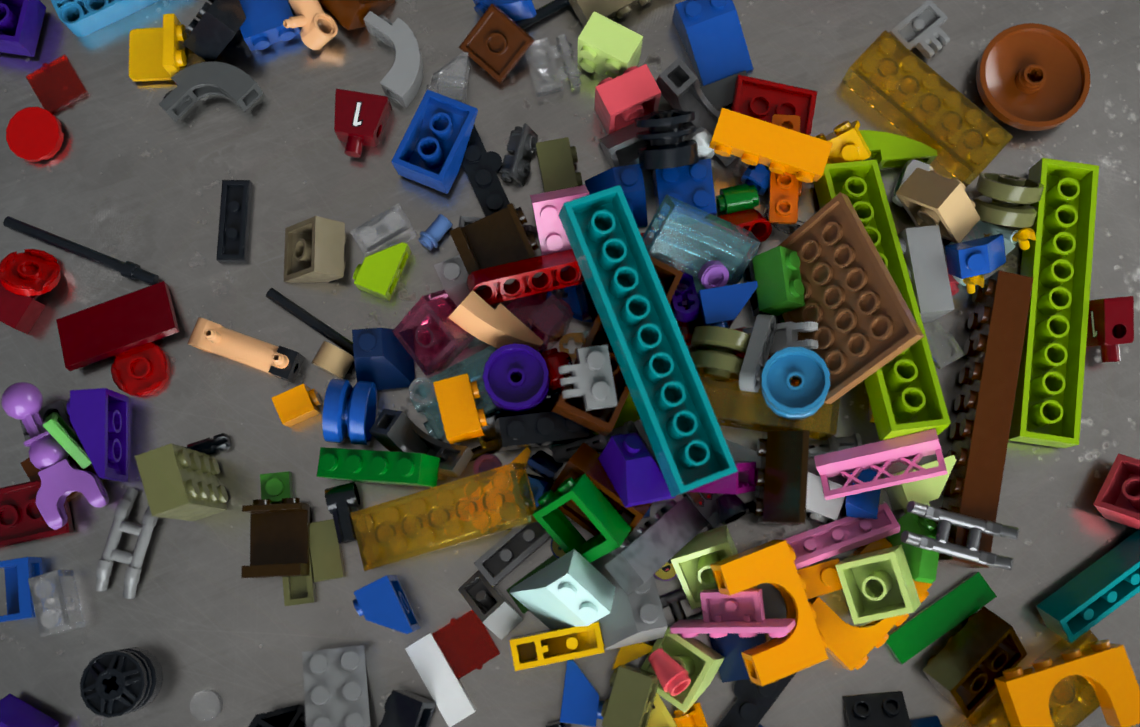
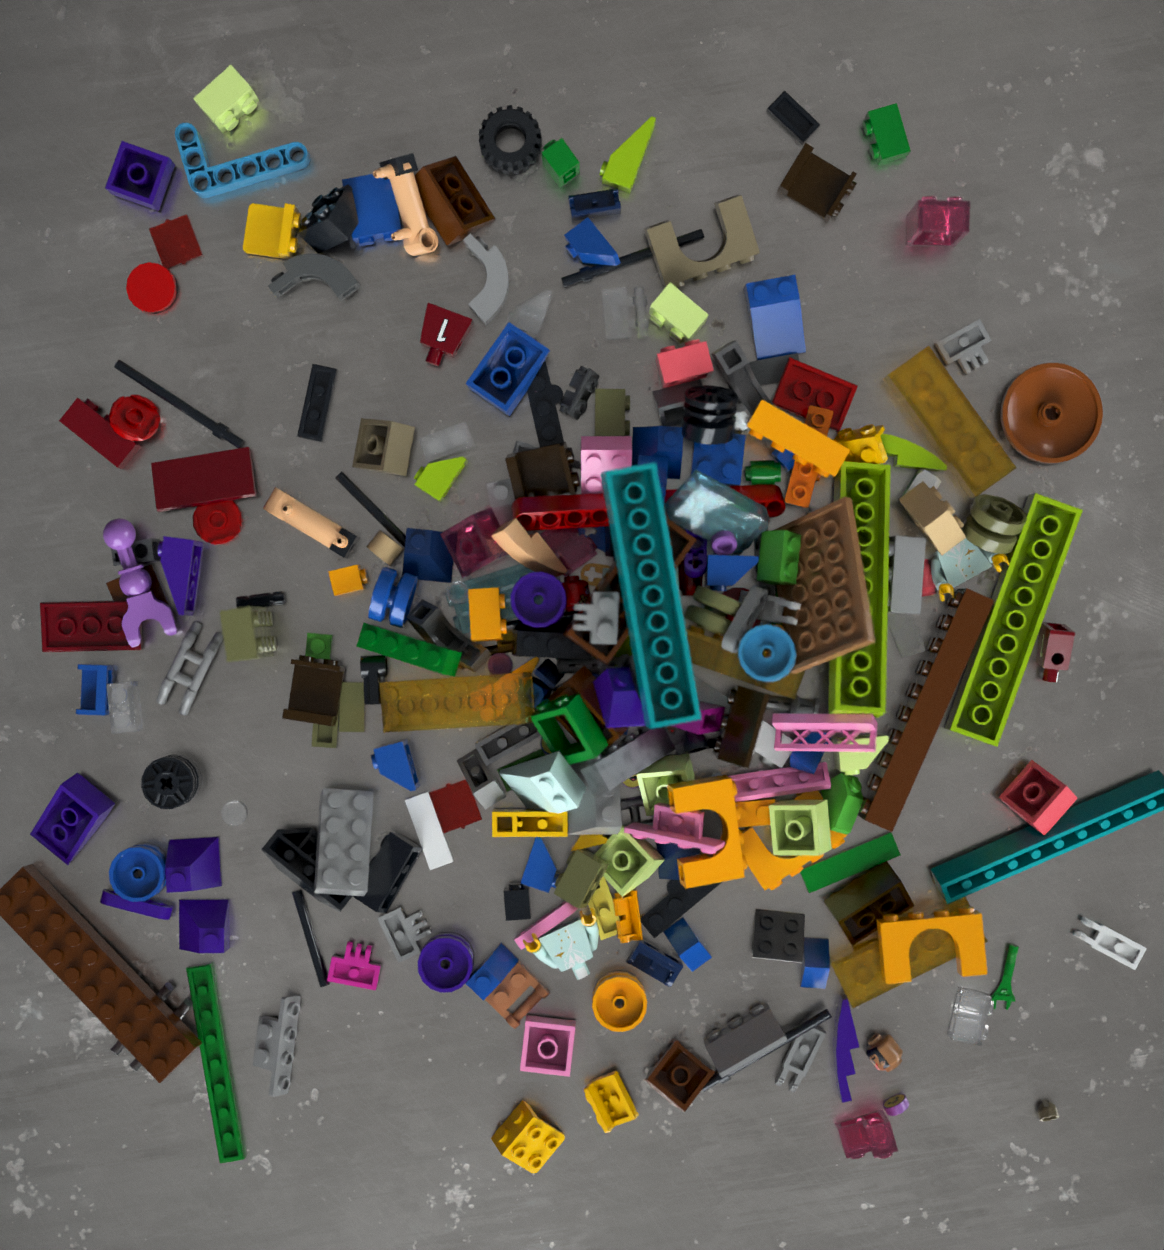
camera: 10 degrees right, 10 degrees up
(66, 438) = (154, 575): bright green tile -> none
(435, 232) = (492, 449): medium blue pin -> none
(497, 43) = (579, 286): reddish brown tile -> none
(669, 672) = (616, 863): coral cone -> none
(975, 256) = (953, 571): blue slope -> none
(976, 528) = (880, 816): flat silver piece -> none

